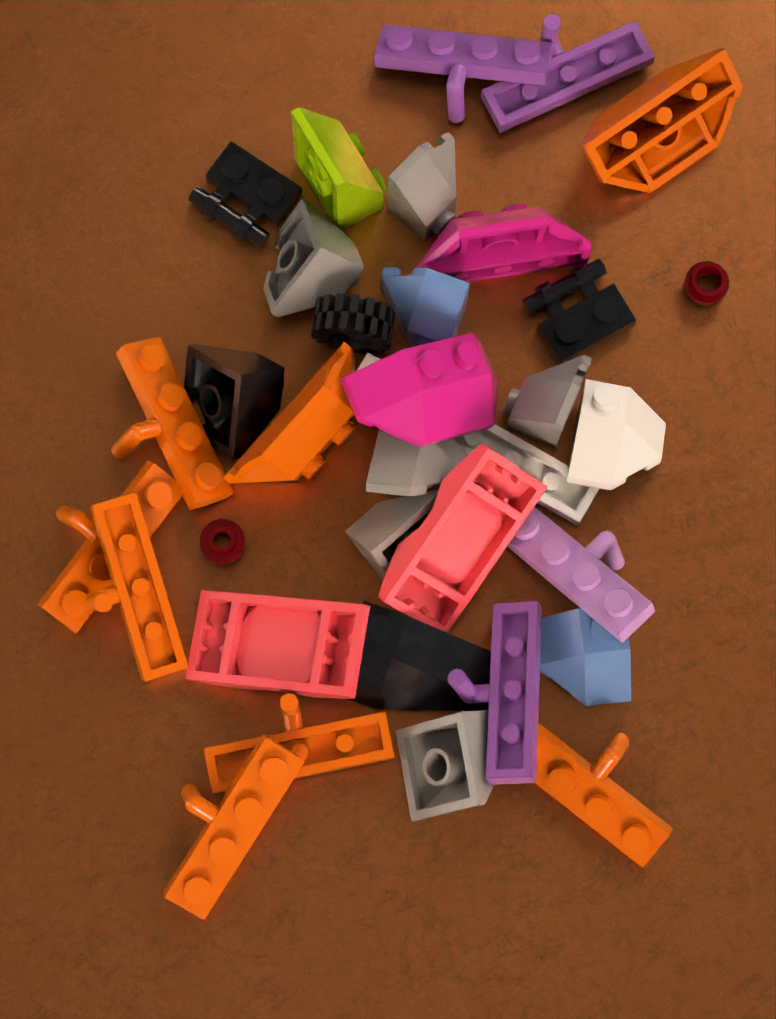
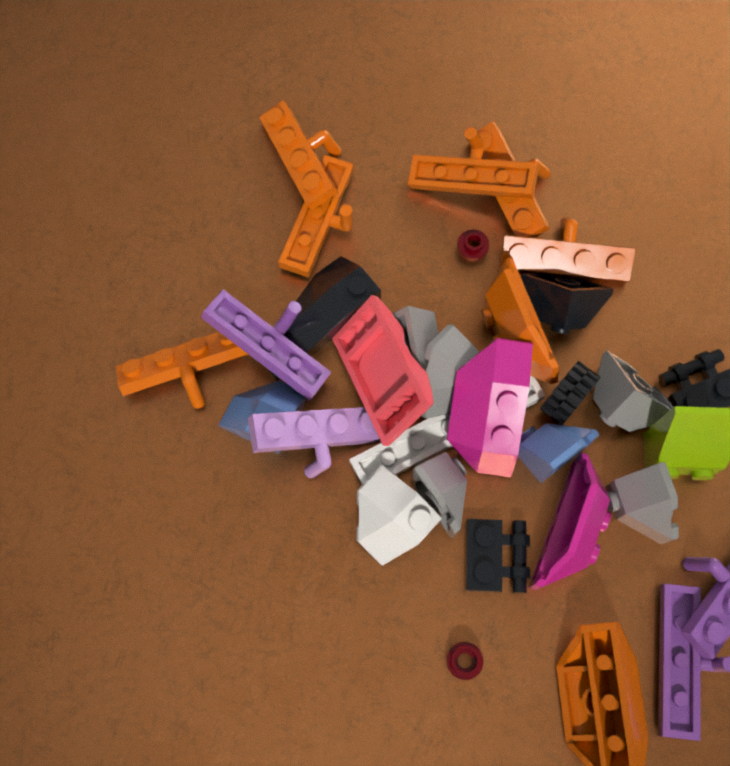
camera: 125 degrees right, 5 degrees down
(278, 644) = (387, 233): coral slope -> none
(445, 764) = (255, 287): light grey slope -> none

